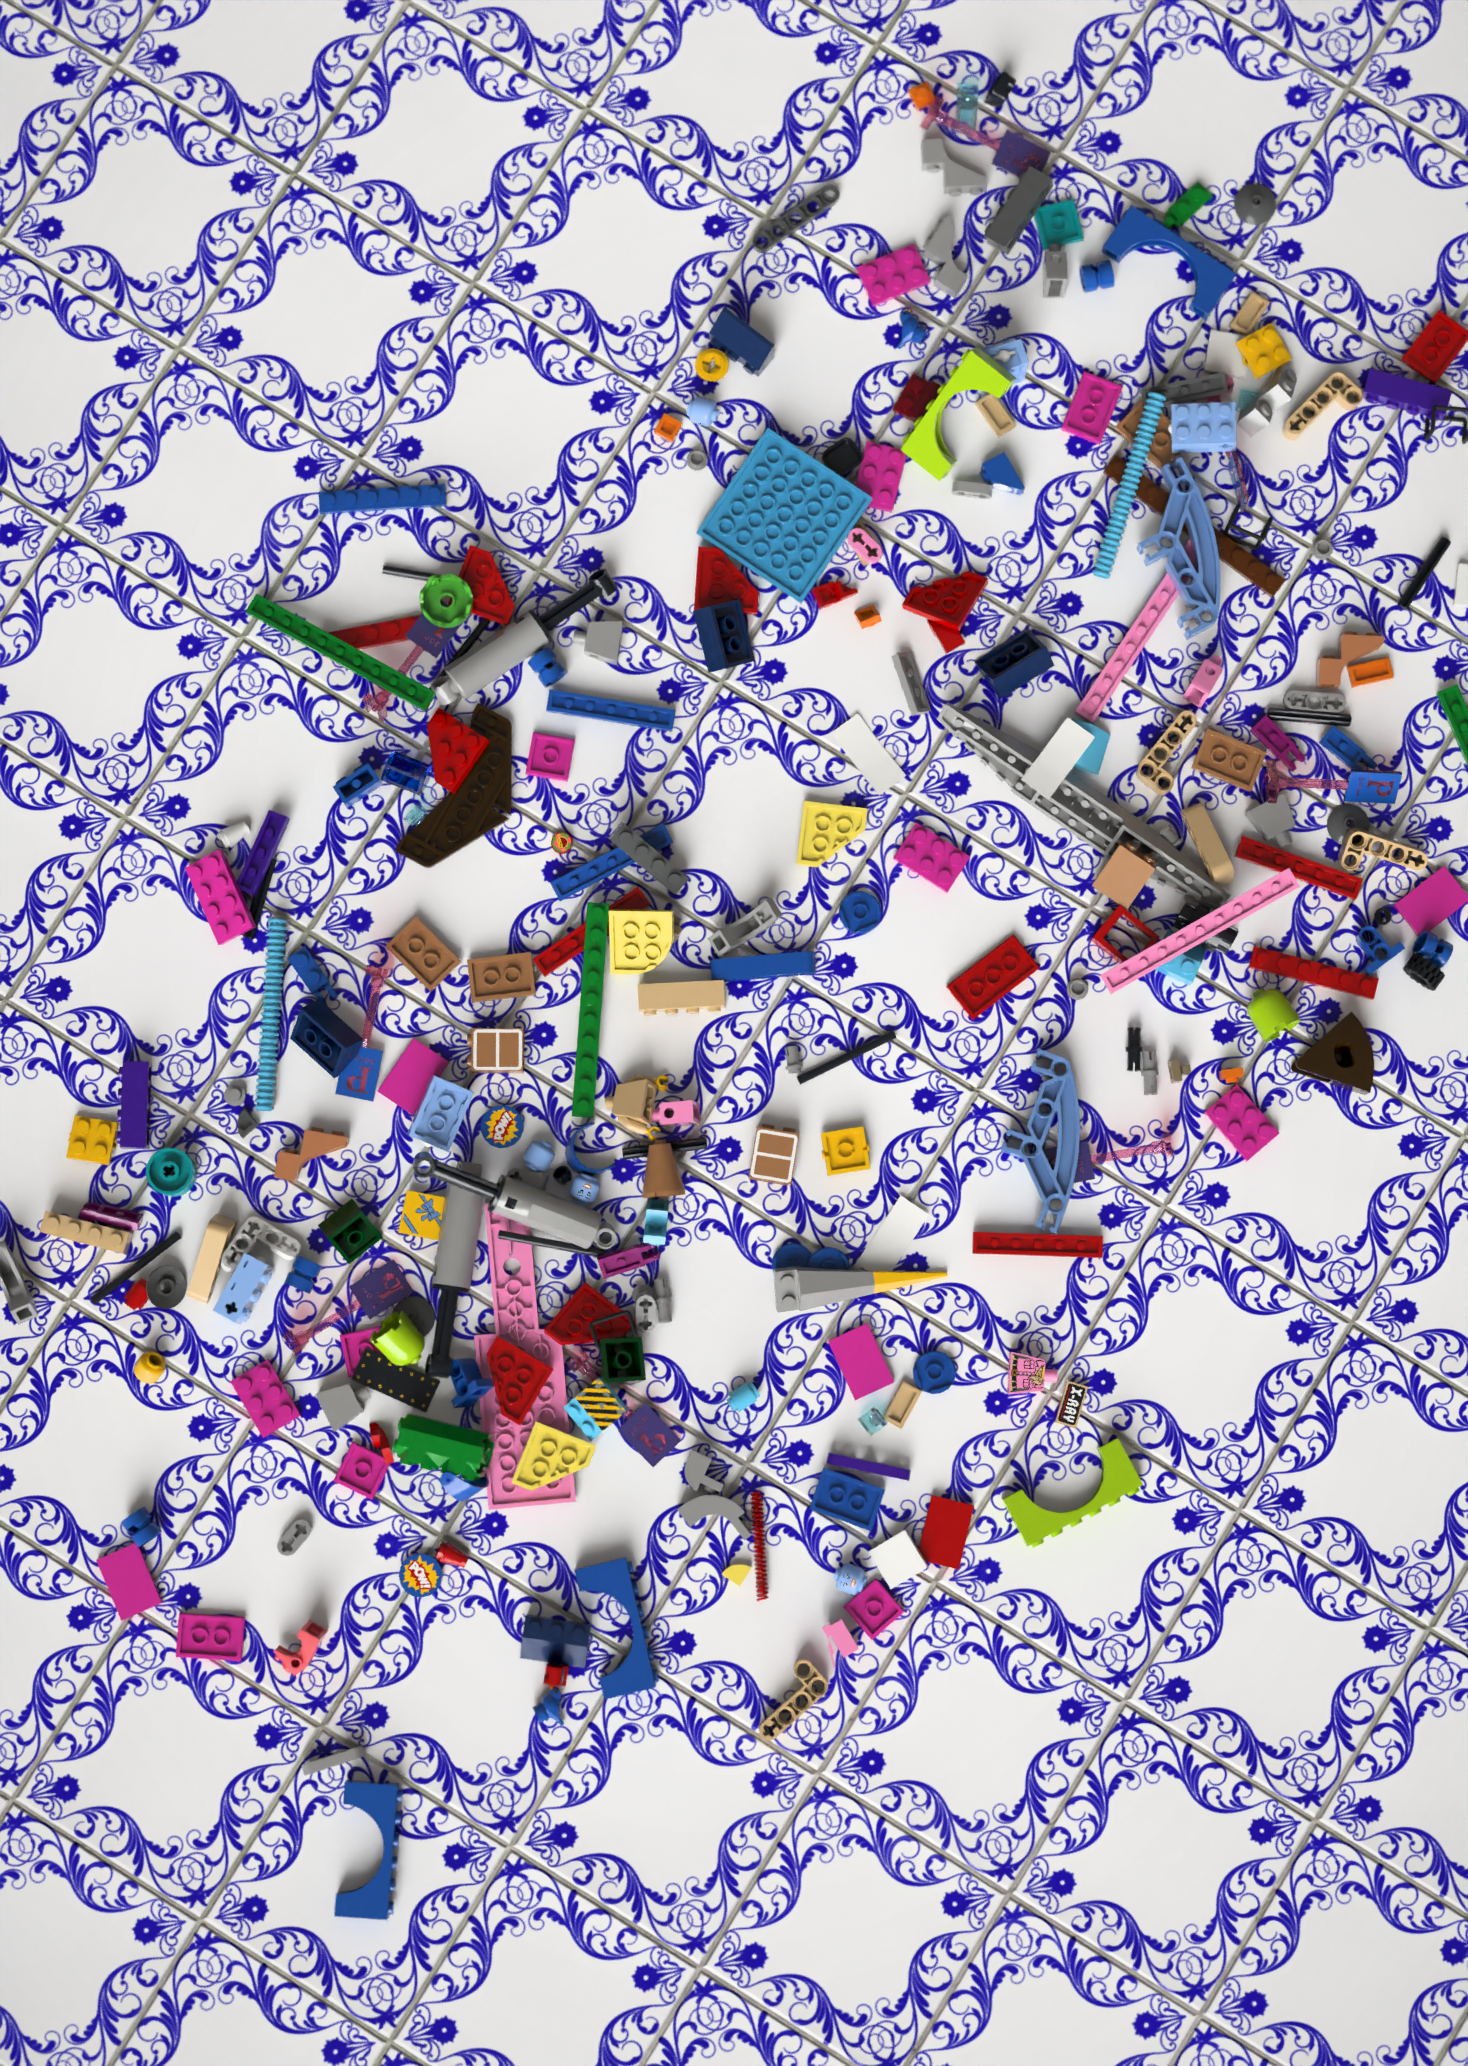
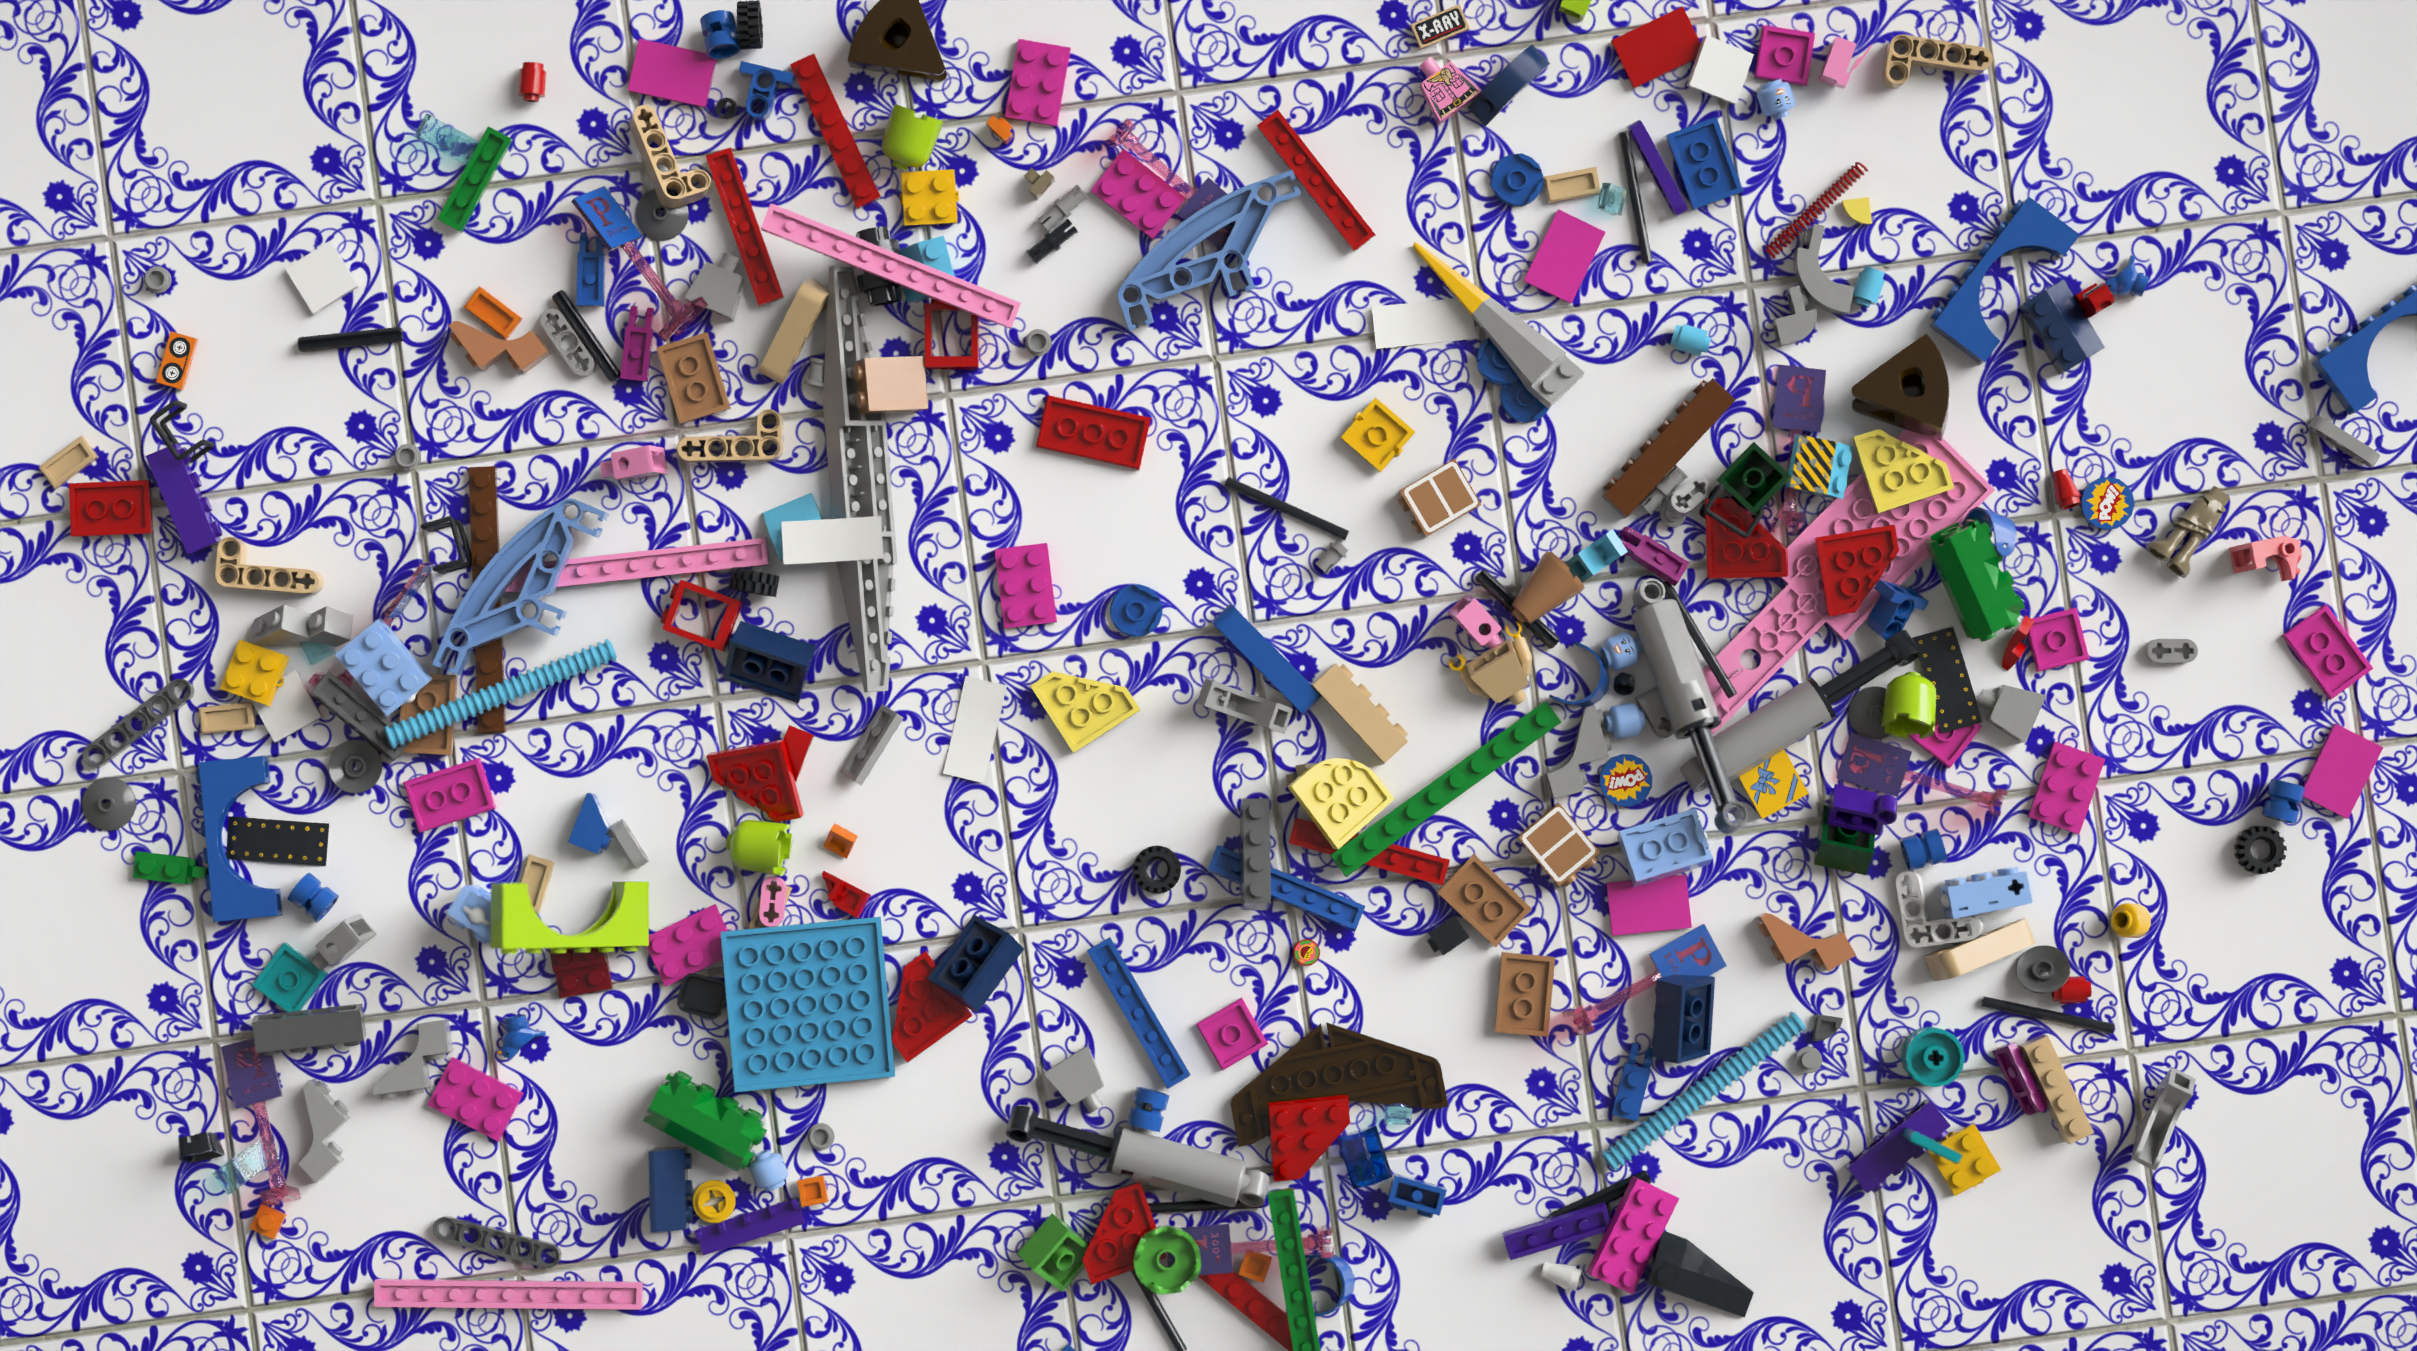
camera: 125 degrees left, 5 degrees up
(114, 1478) = (2244, 845): none -> black tyre
(117, 1121) = (1931, 1145): none -> teal tile
(166, 913) = (1691, 1273): none -> black wedge
(342, 702) = (1347, 1278): none -> blue piece
(360, 1255) = (1860, 809): none -> dark purple hinge
(360, 1624) = (2198, 520): none -> dark tan piece
(396, 653) = (1255, 1266): none -> orange plate
(499, 936) = (1447, 935): none -> black brick
(508, 540) = (1055, 1252): none -> bright green slope
(541, 1120) = (1588, 746): none -> light grey arch
(596, 1505) = (1908, 390): none -> dark brown piece
(678, 374) = (750, 1226): none -> dark purple hinge
(682, 1537) = (1868, 287): none -> medium azure brick
(686, 1325) = (1668, 448): none -> reddish brown brick
(689, 806) = (1171, 877): none -> black tyre
(758, 200) = (508, 1294): none -> bright pink plate
(764, 396) = (705, 1121): none -> green brick
(861, 1438) = (1635, 197): none -> black piece
(904, 565) = (760, 846): none -> lime cylinder
(999, 1416) = (1508, 84): none -> dark blue arch
(1059, 657) = (727, 624): none -> red window
(1071, 692) = (754, 582): none -> black tyre
(1119, 1127) = (1138, 194): none -> dark pink plate
(1148, 284) = (277, 841): none -> black sticker
(1160, 356) = (342, 769): none -> dark grey dish
(1223, 996) = (929, 197): none -> yellow plate
(1286, 269) = (125, 725): none -> dark grey beam

